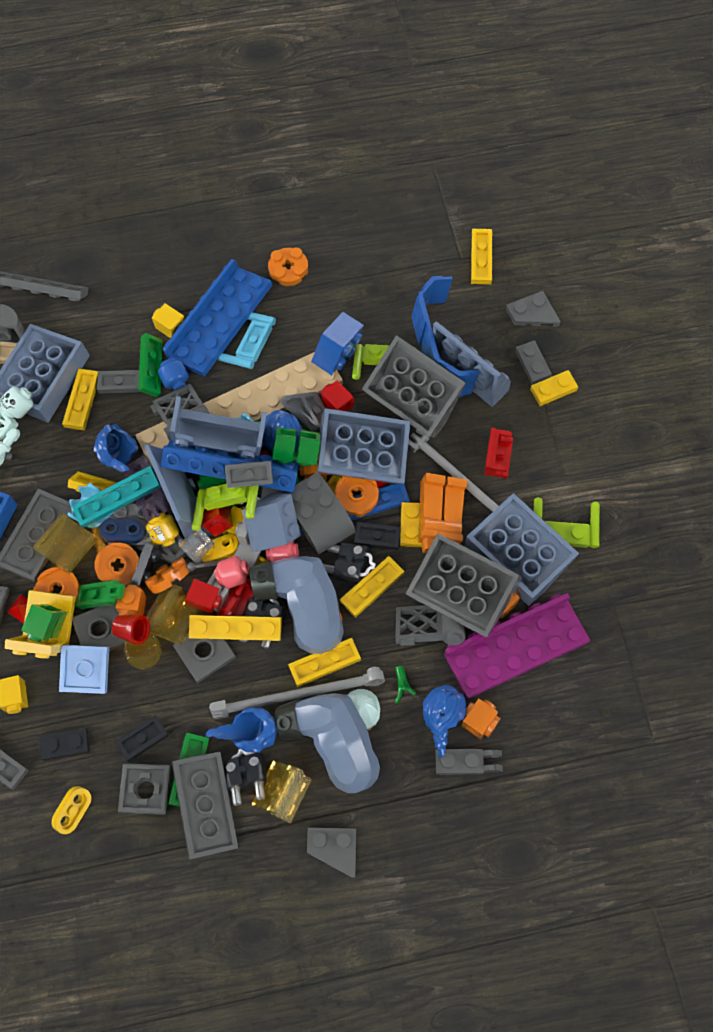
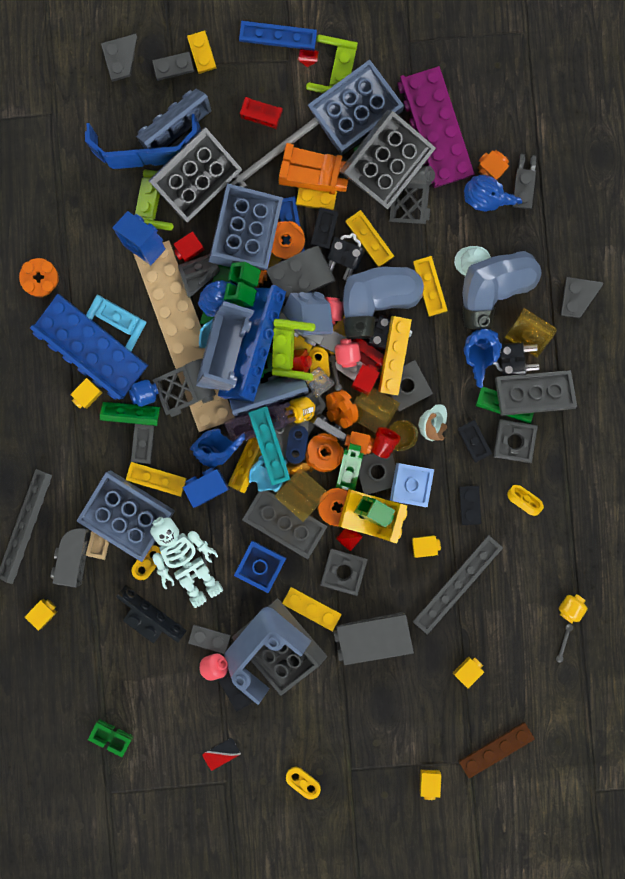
camera: 85 degrees left, 20 degrees up
(71, 443) = (206, 487): none -> blue brick
(159, 685) = (433, 423): none -> light aqua piece
(248, 474) = (275, 324): dark grey plate -> none
(373, 678) = (447, 248): light grey hinge -> none
(403, 684) = (457, 224): green bar -> none
(481, 256) = (55, 93): yellow plate -> none
(571, 494) = (308, 57): none -> red slope
(588, 461) = (278, 35): none -> blue plate

